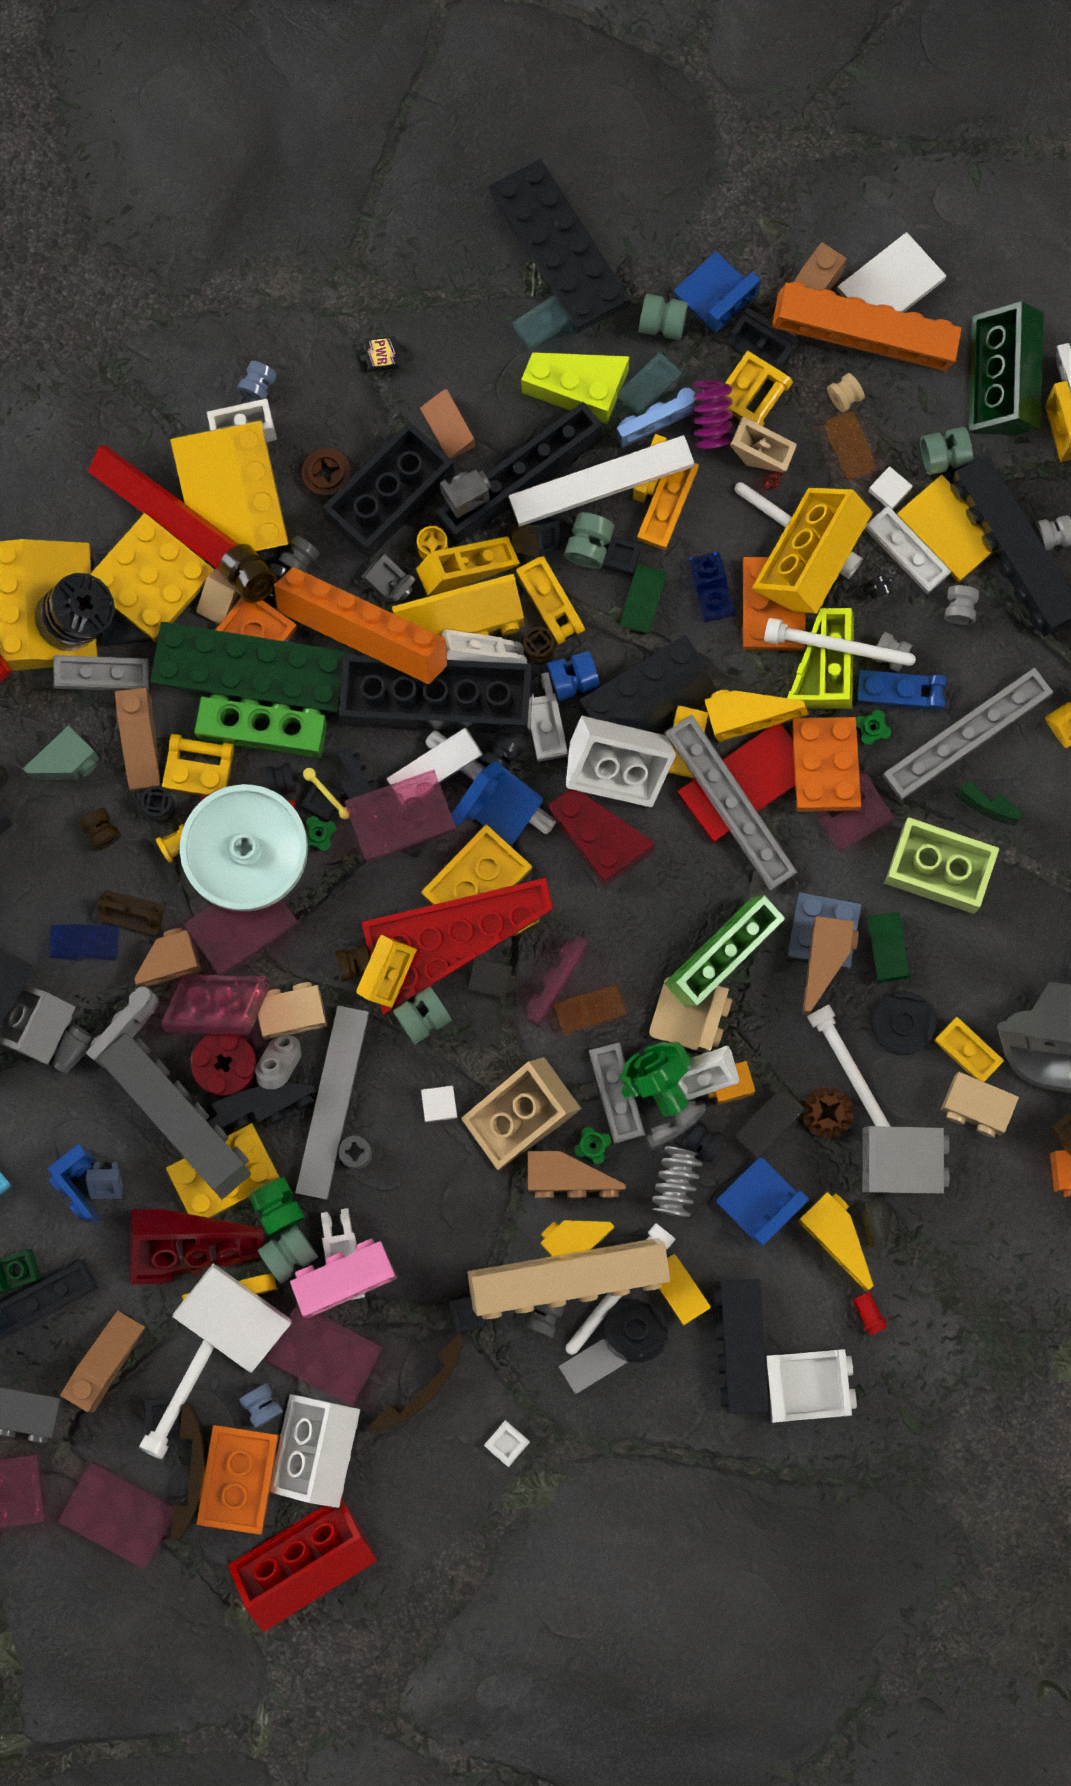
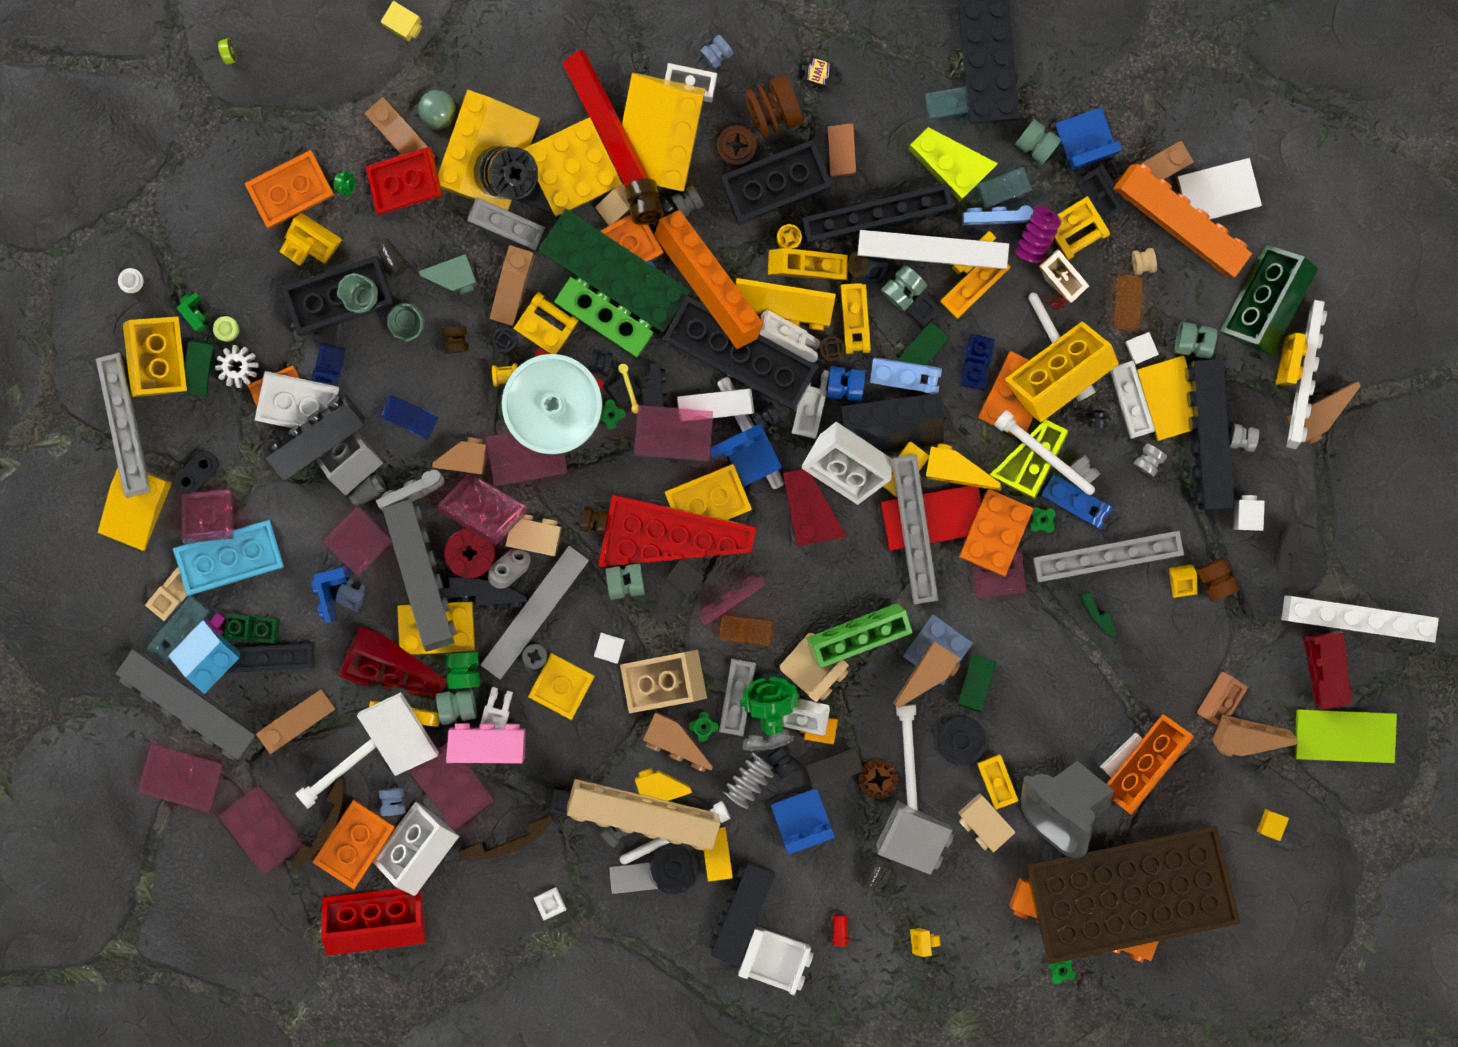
camera: 25 degrees right, 10 degrees up
(32, 834) = (405, 321): none -> sand green hair
(86, 1113) = (358, 541): none -> clear pink plate
(130, 912) = (451, 410): dark brown hinge -> none
(354, 402) = (774, 106): none -> reddish brown wheel
(386, 971) = (613, 539): yellow slope -> none
(388, 579) = (745, 249): dark grey bracket -> none
(402, 1175) = (561, 686): none -> yellow tile
(466, 491) = (830, 215): flat silver brick -> none
(636, 636) = (905, 375): none -> light blue plate
(835, 1232) = (843, 863): yellow slope -> none
(941, 865) = (1042, 644): yellowish green brick -> none
(973, 1280) = (923, 941): none -> yellow tile

